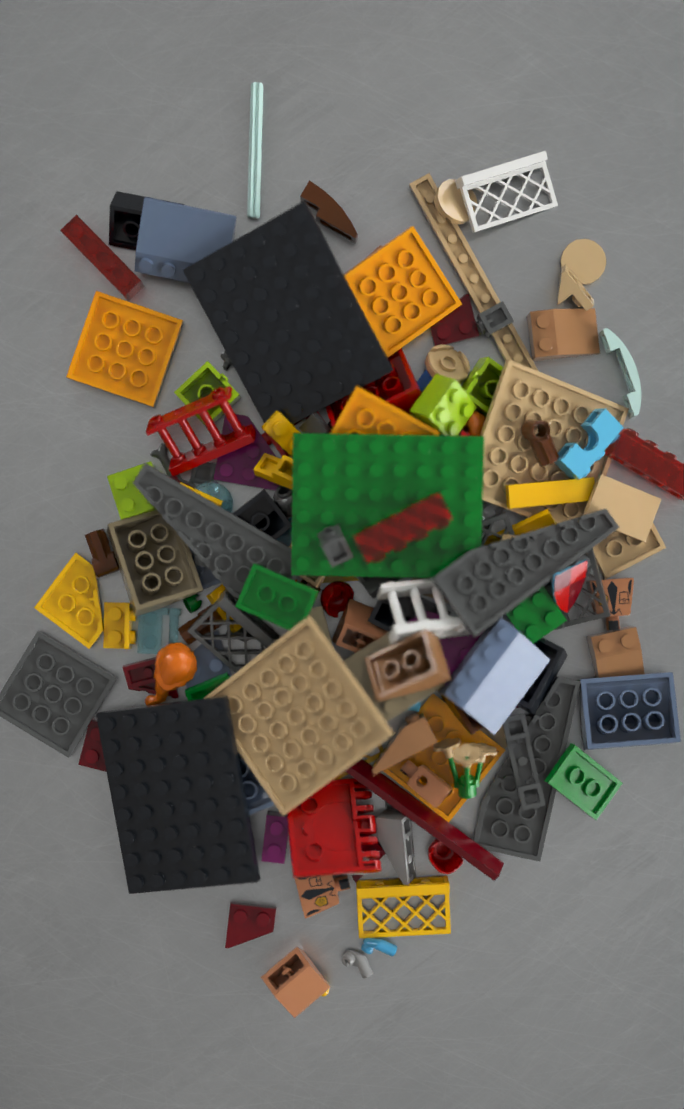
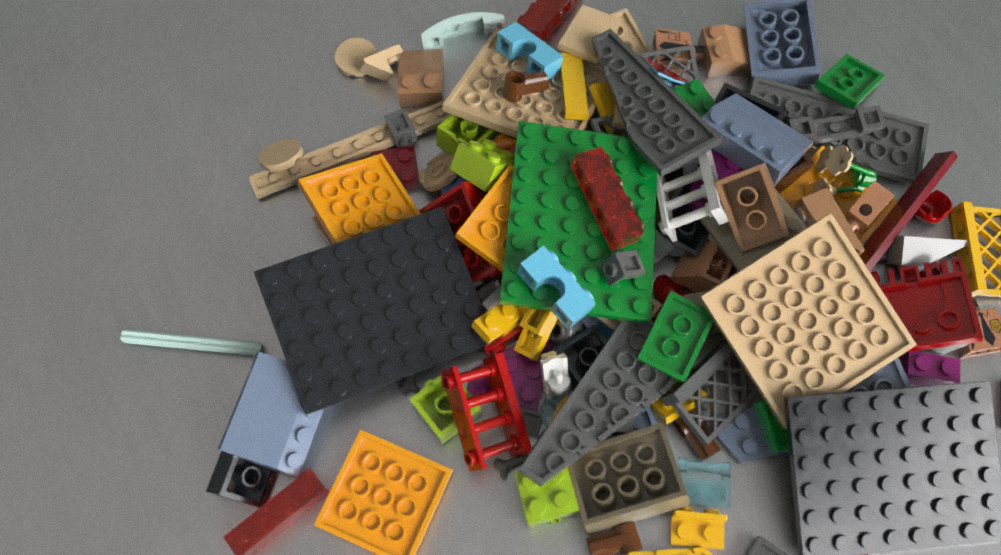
camera: 80 degrees left, 20 degrees down
(141, 677) = (755, 495): dark red wing -> none
(173, 669) = (750, 464): orange hair -> none
(192, 604) = (675, 442): green hinge -> none
(240, 491) = (555, 374): none -> white hips
(292, 499) = (544, 268): none -> medium azure arch
(302, 427) = (492, 300): none -> dark grey tile
(328, 211) = (248, 285): reddish brown slope -> none
(497, 174) = (262, 117): white fence -> none

